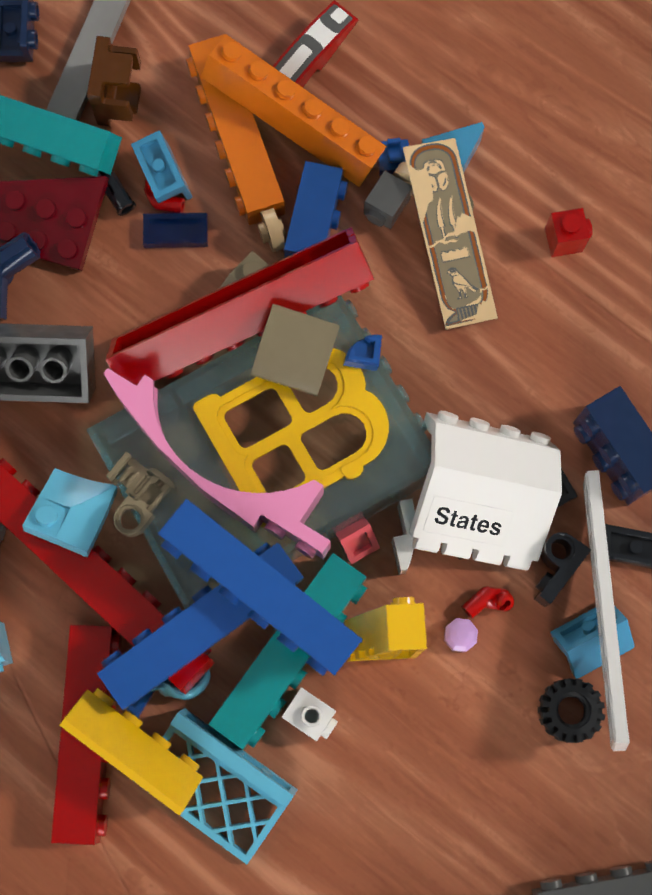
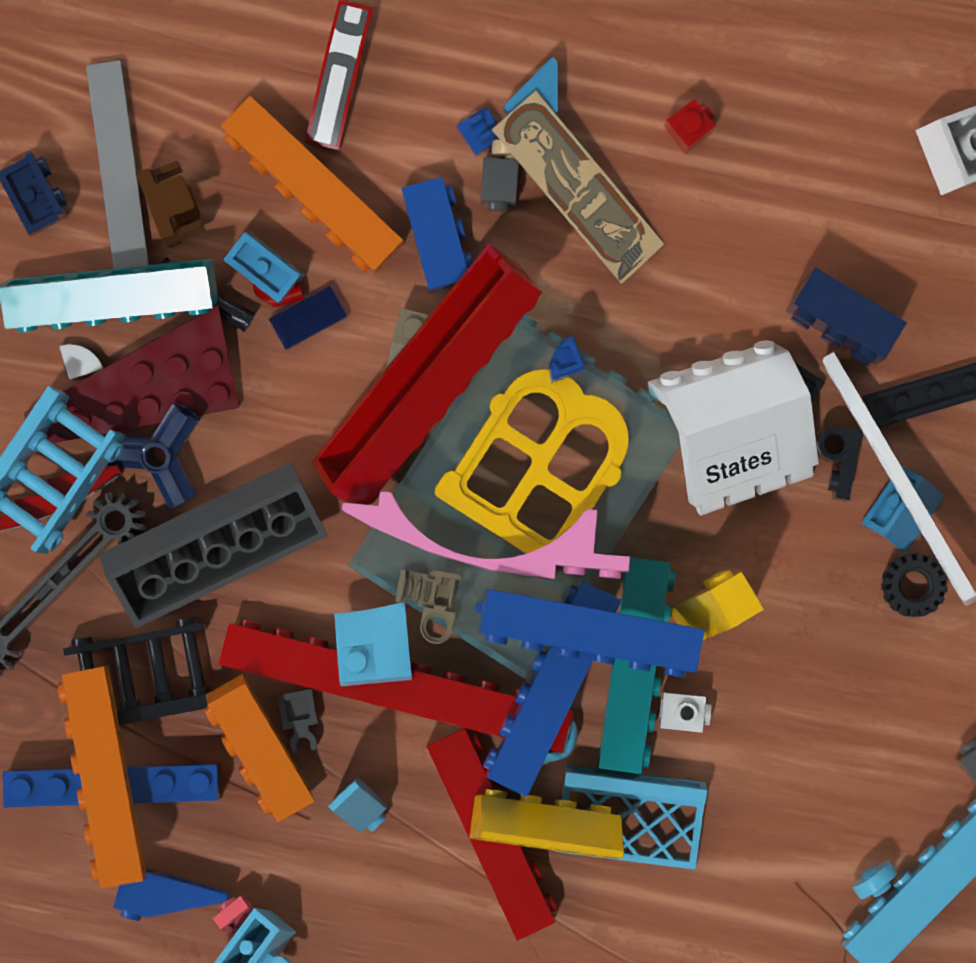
camera: 30 degrees left, 10 degrees up
(272, 230) = (404, 272): tan wheel -> none
(291, 110) = (364, 144): orange brick -> none
(295, 350) = (503, 395): dark tan slope -> none
(357, 540) = (644, 532): coral plate -> none
(402, 544) = (688, 514): white slope -> none
(460, 635) = (781, 568): lavender tile -> none
(489, 598) = (791, 520): red arm -> none

